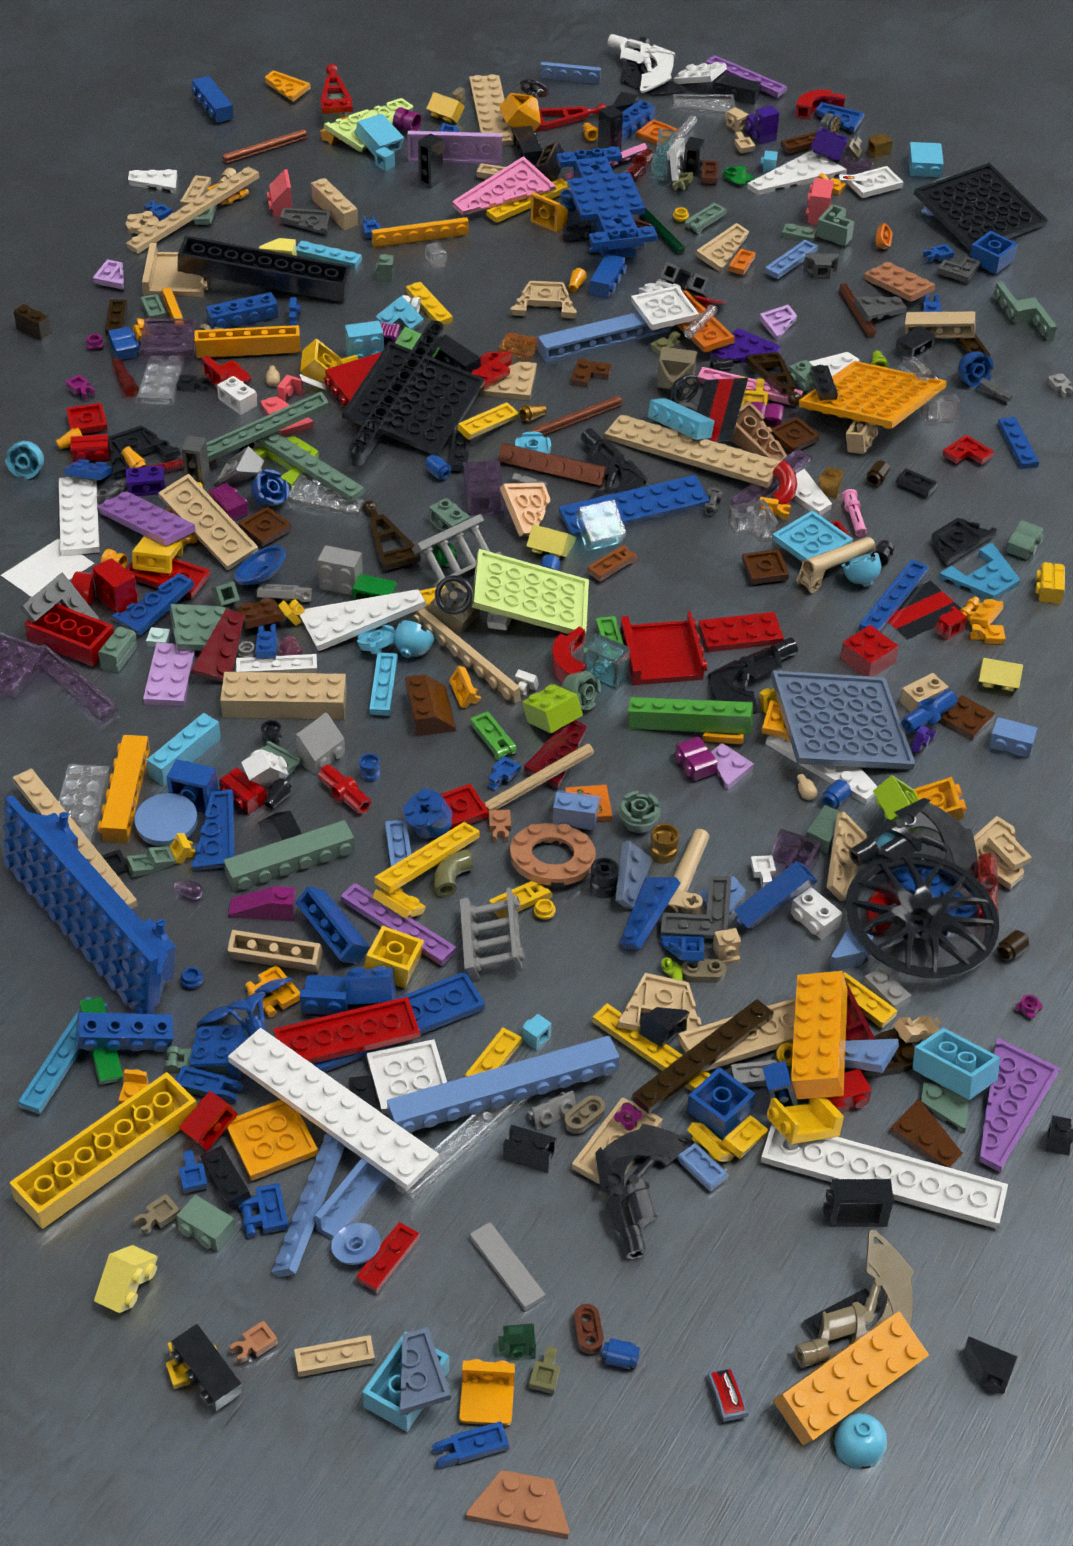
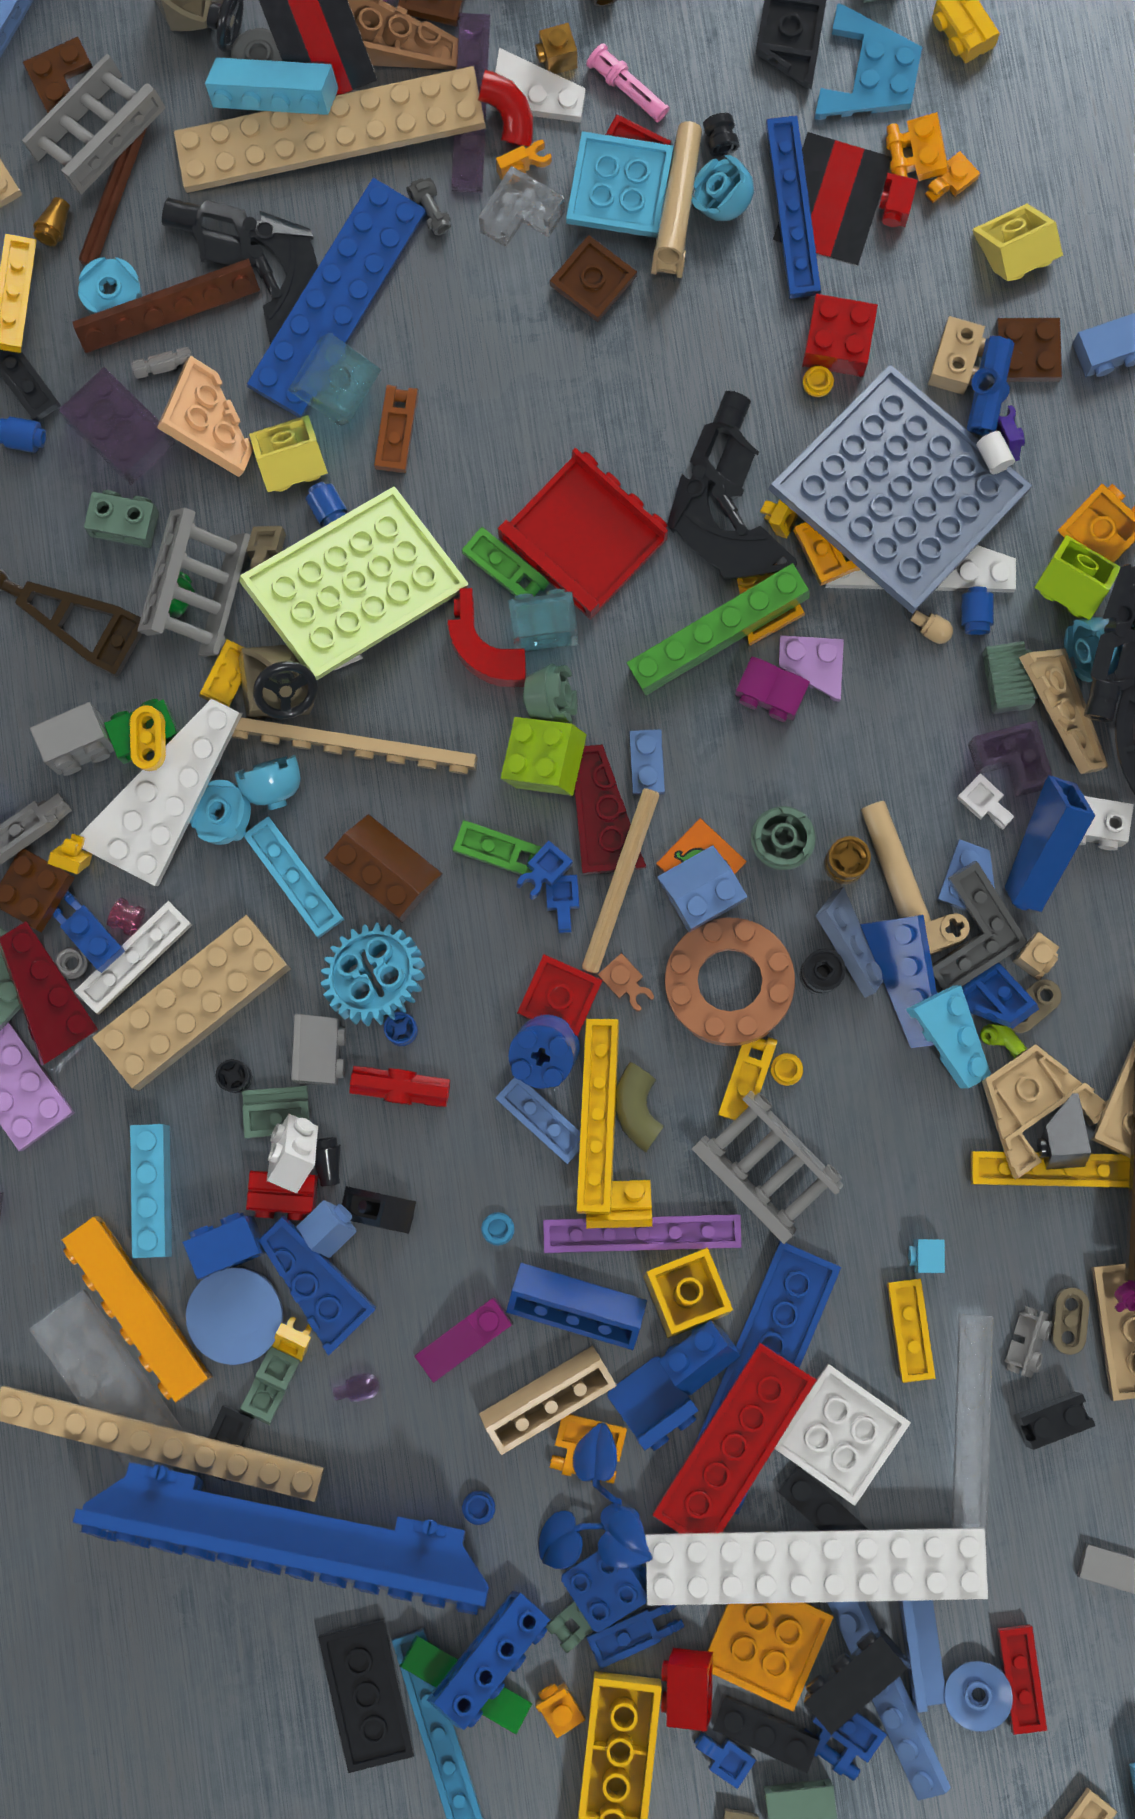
camera: 35 degrees left, 35 degrees up
(47, 1013) = (366, 1696): none -> black plate
(248, 813) = (327, 1228): none -> medium blue brick
(289, 855) = (429, 1243): sand green brick -> none
(297, 1173) = (855, 1680): none -> black brick
(329, 877) = (498, 1228): none -> dark azure tile
(373, 585) = (145, 740): none -> yellow plate
(379, 736) = (399, 960): none -> medium azure gear
(463, 687) = (398, 804): light orange plate -> none
(504, 1085) = (967, 1371): medium blue brick -> none
(506, 749) = (546, 867): none -> blue plate
(526, 681) = (466, 729): white tile -> none
(586, 390) = (110, 141): none -> light grey fence
(603, 750) = (646, 761): none -> medium blue plate
(647, 942) = (953, 1032): none -> medium azure wing
(740, 631) = (650, 420): red plate -> none
(841, 664) = (818, 381): none -> yellow plate
(906, 735) = (995, 452): none -> white piece

